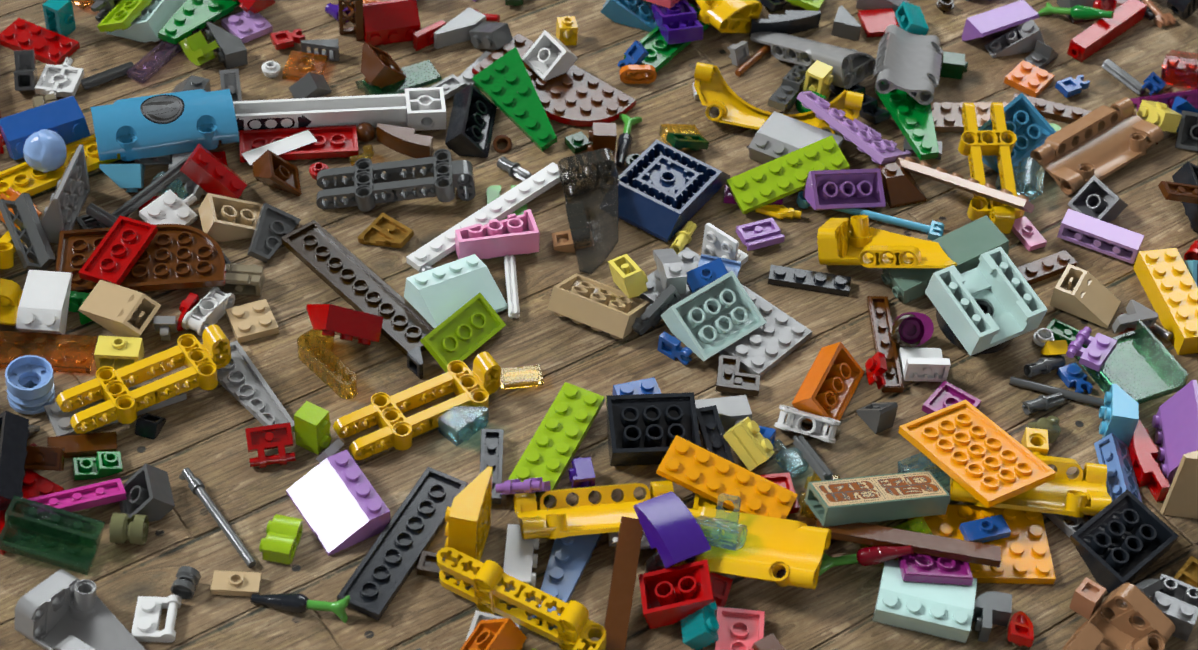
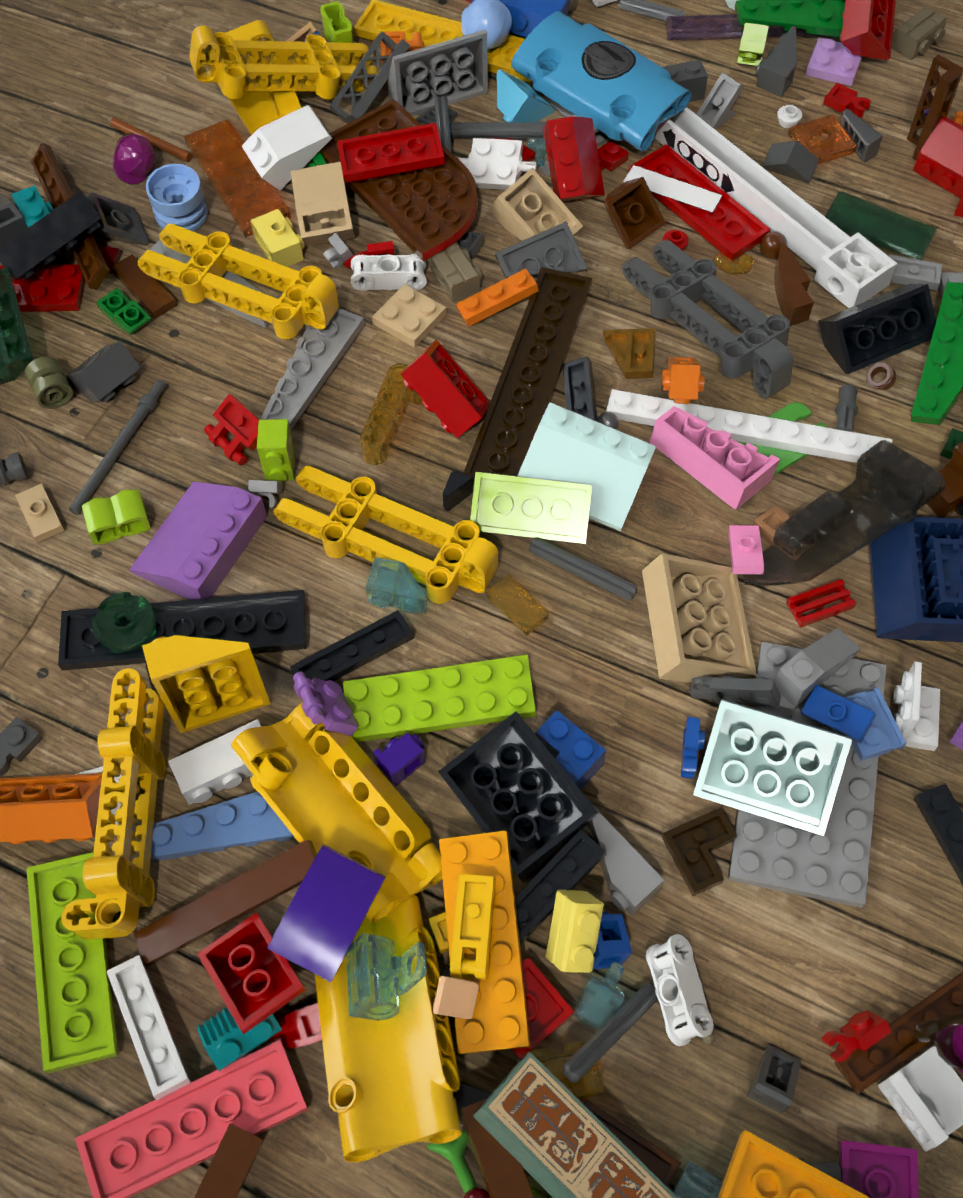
camera: 65 degrees right, 15 degrees up
(85, 496) = (60, 321): dark pink plate -> none
(149, 426) = (206, 320): black slope -> none
(284, 270) = (497, 297): none -> orange plate
(300, 603) = (39, 583): black piece -> none
(379, 67) = (869, 191): reddish brown slope -> none
(384, 572) = (135, 633): none -> clear green plate
(392, 268) = (580, 388): none -> black plate
(436, 218) = (682, 379): none -> orange brick
(511, 286) = (654, 515): white axle -> none
(521, 335) = (583, 568): none -> dark grey axle
(570, 260) = (745, 549): none -> bright pink plate
(628, 276) = (762, 624): light yellow brick -> none
(629, 241) = (837, 586): none -> red tile
(683, 237) = (900, 651): light yellow axle -> none
(721, 473) = (472, 925): none -> yellow plate
(753, 504) = (455, 997): none -> light nougat slope
(829, 383) = (776, 982): orange slope -> none

